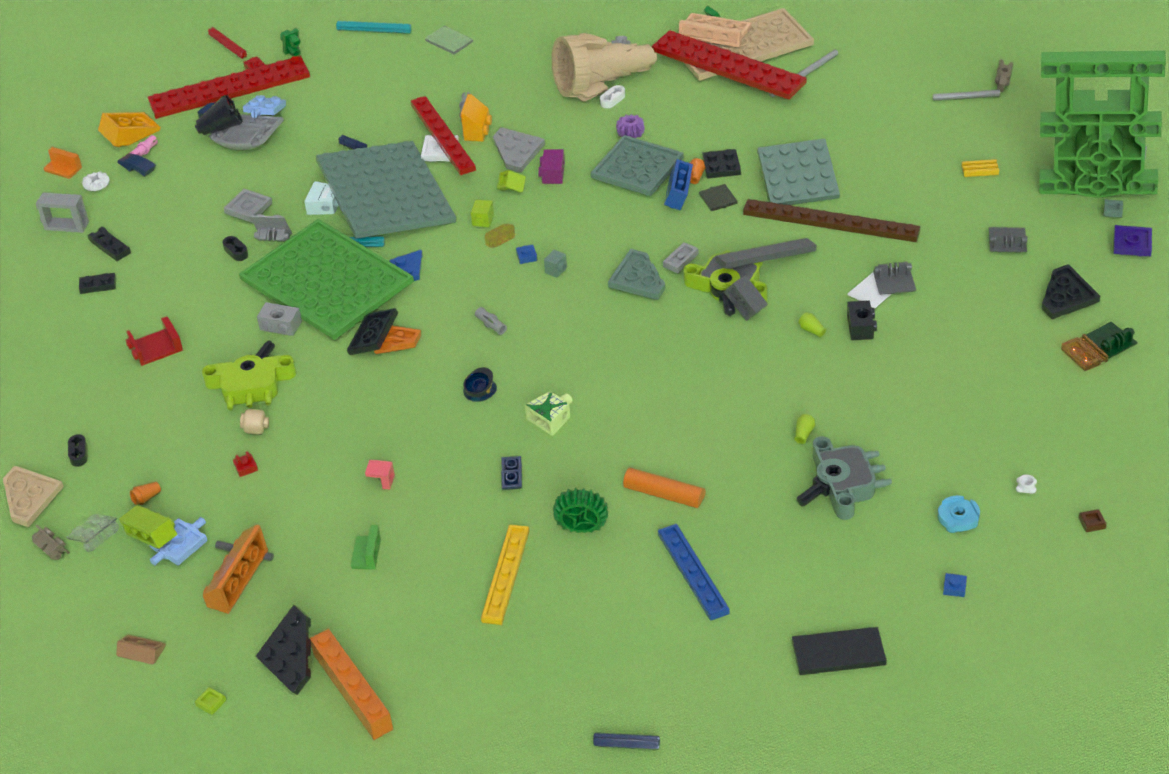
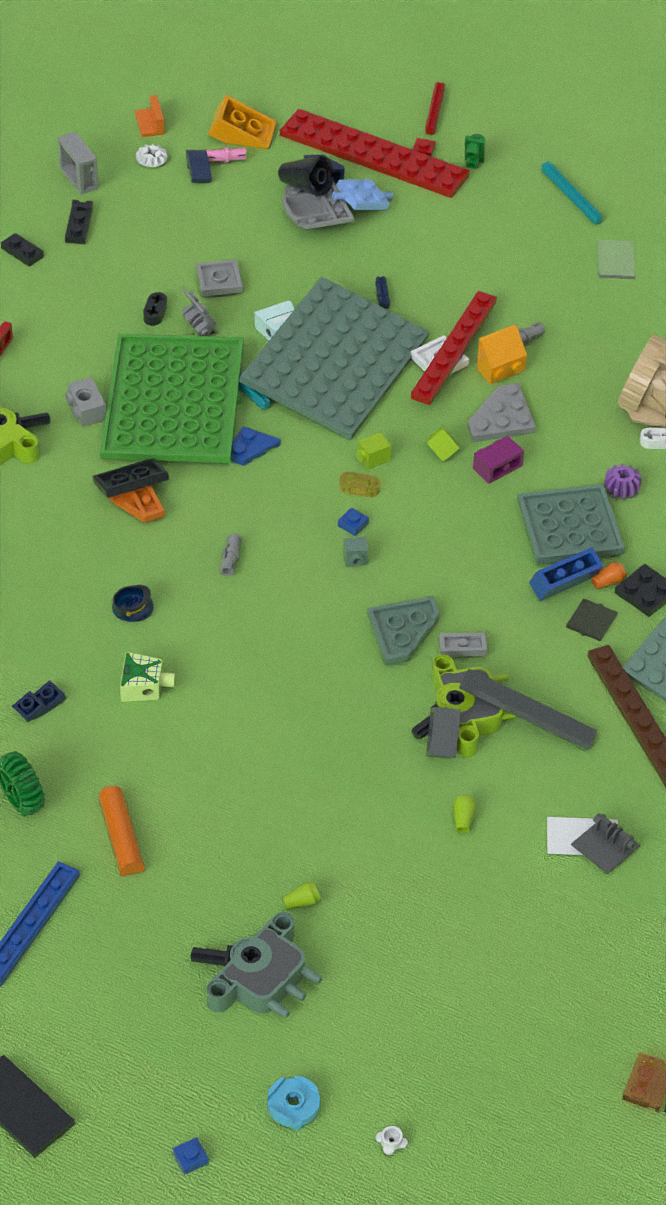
camera: 45 degrees right, 5 degrees up
(860, 320) = (508, 850): black brick -> none

